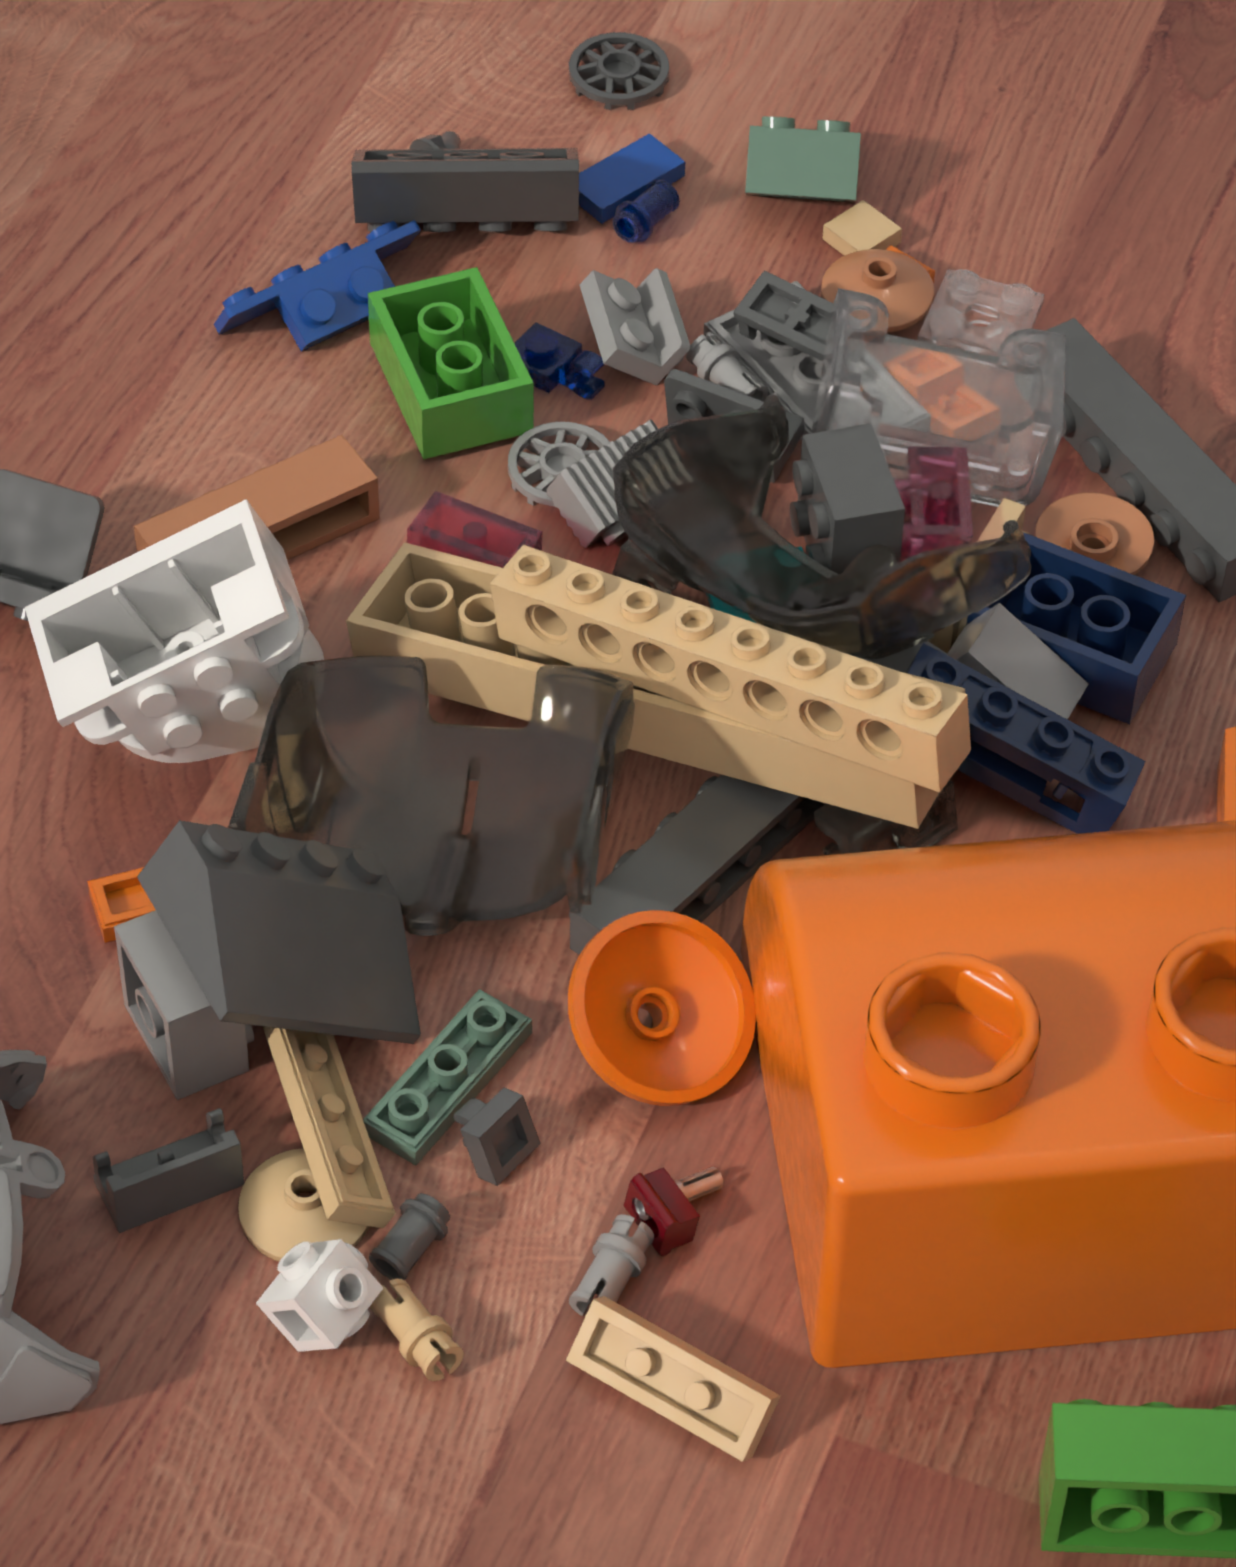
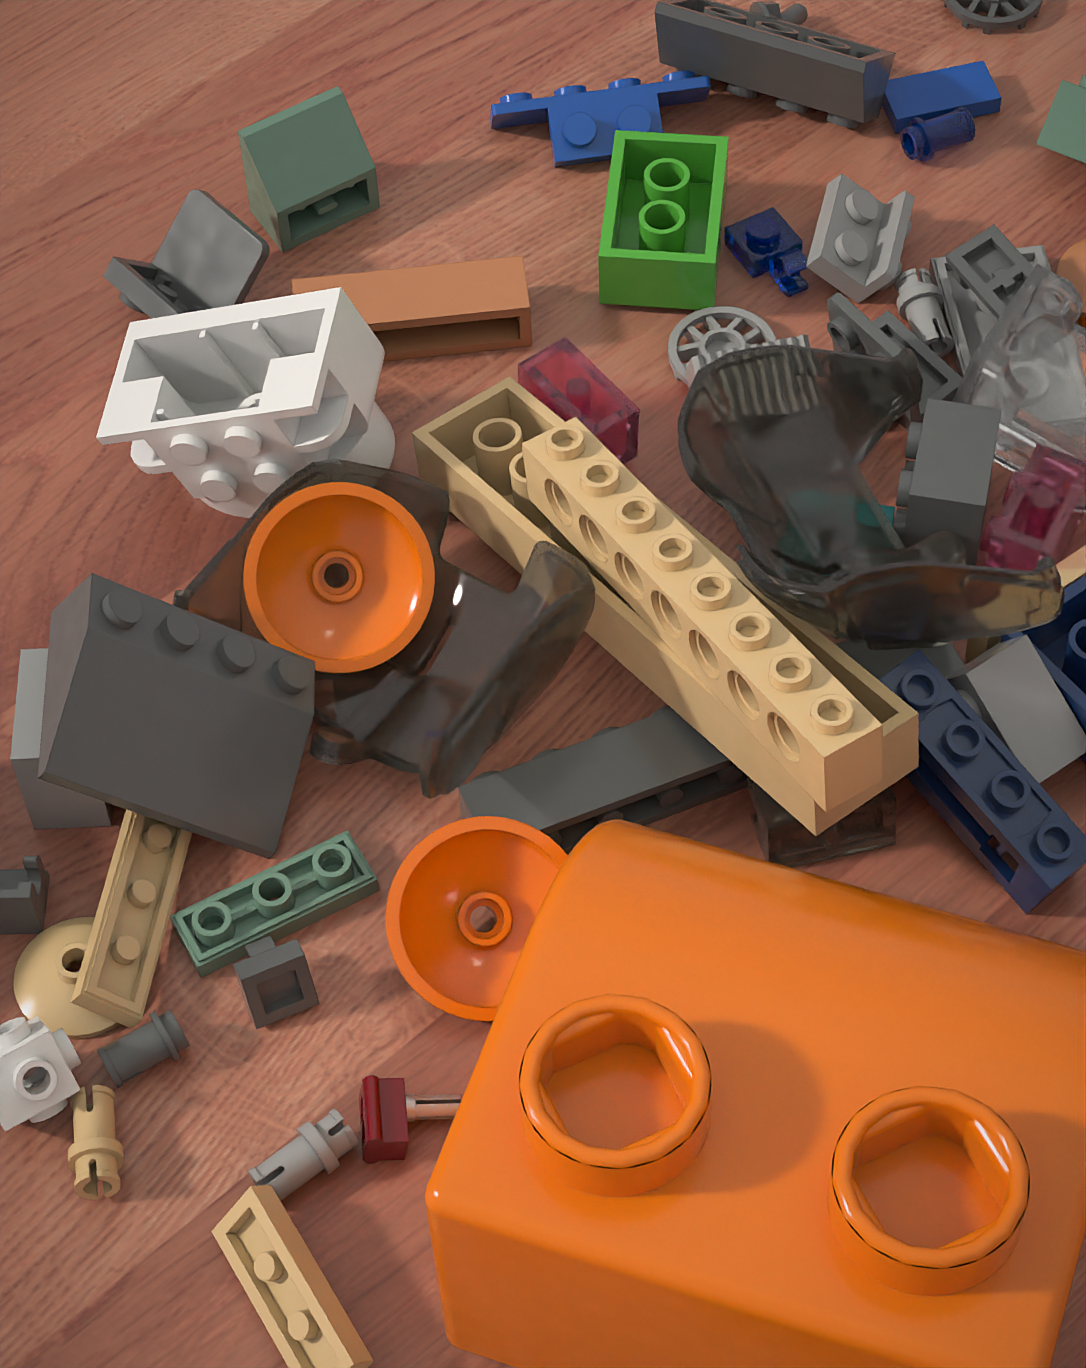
camera: 30 degrees right, 5 degrees up
(84, 419) = (308, 170): none -> sand green slope
(393, 755) = (385, 584): none -> orange dish

